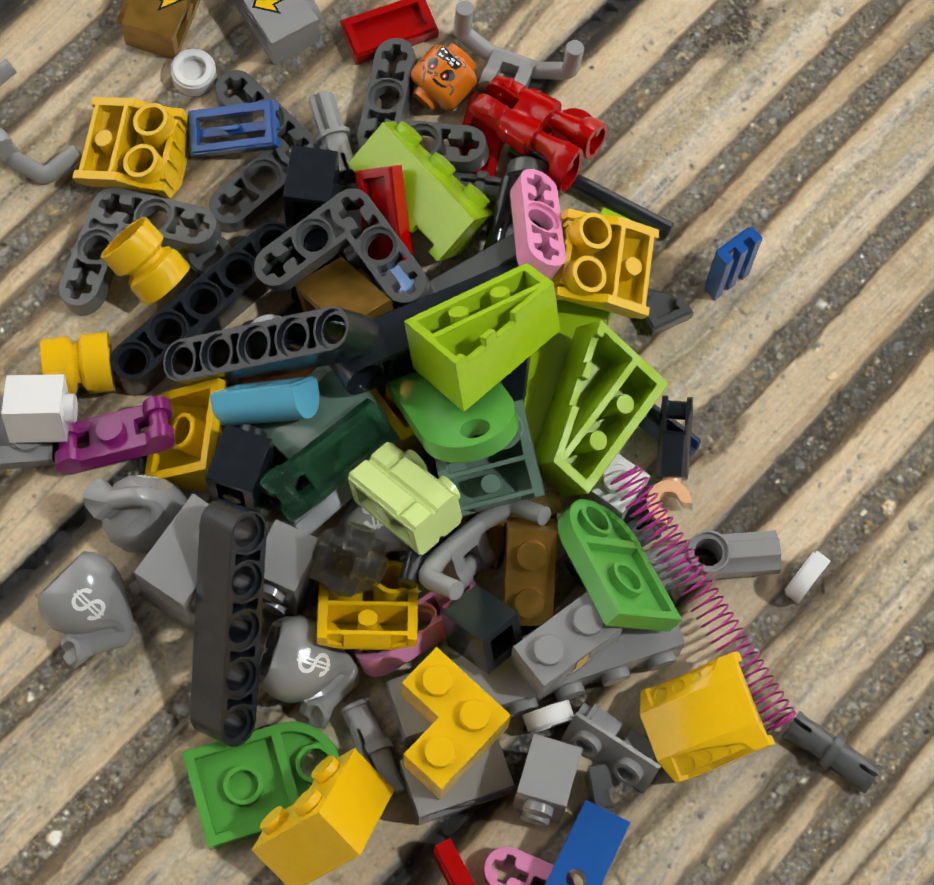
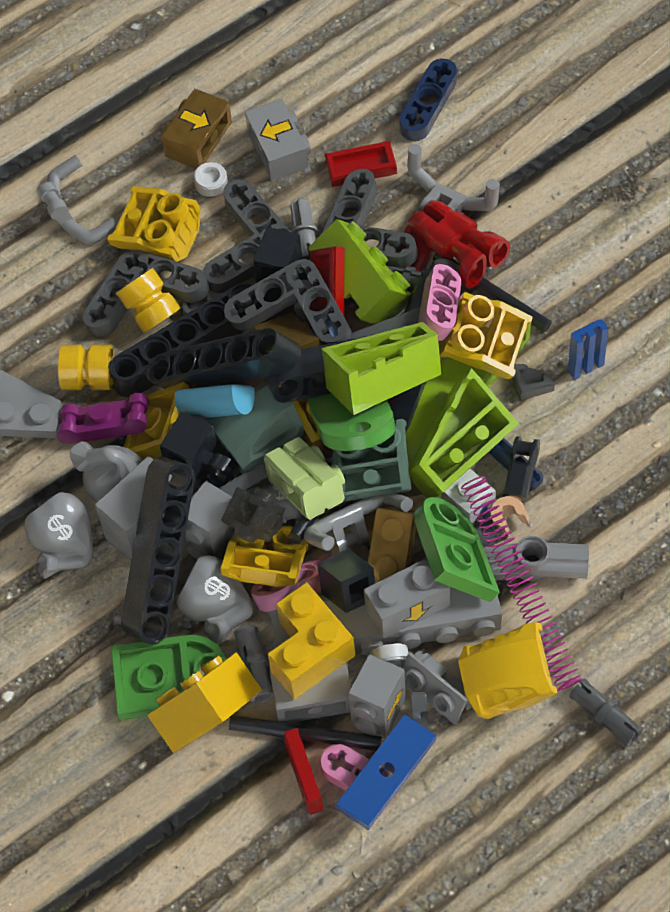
camera: 20 degrees right, 10 degrees down
(38, 408) = (50, 390): white brick -> none
(268, 126) = (253, 229): blue tile -> none
(329, 459) = (252, 445): clear green plate -> none
(443, 77) = (394, 199): orange head -> none
(463, 834) = (307, 733): none -> black bar
(806, 577) = (607, 582): white tile -> none

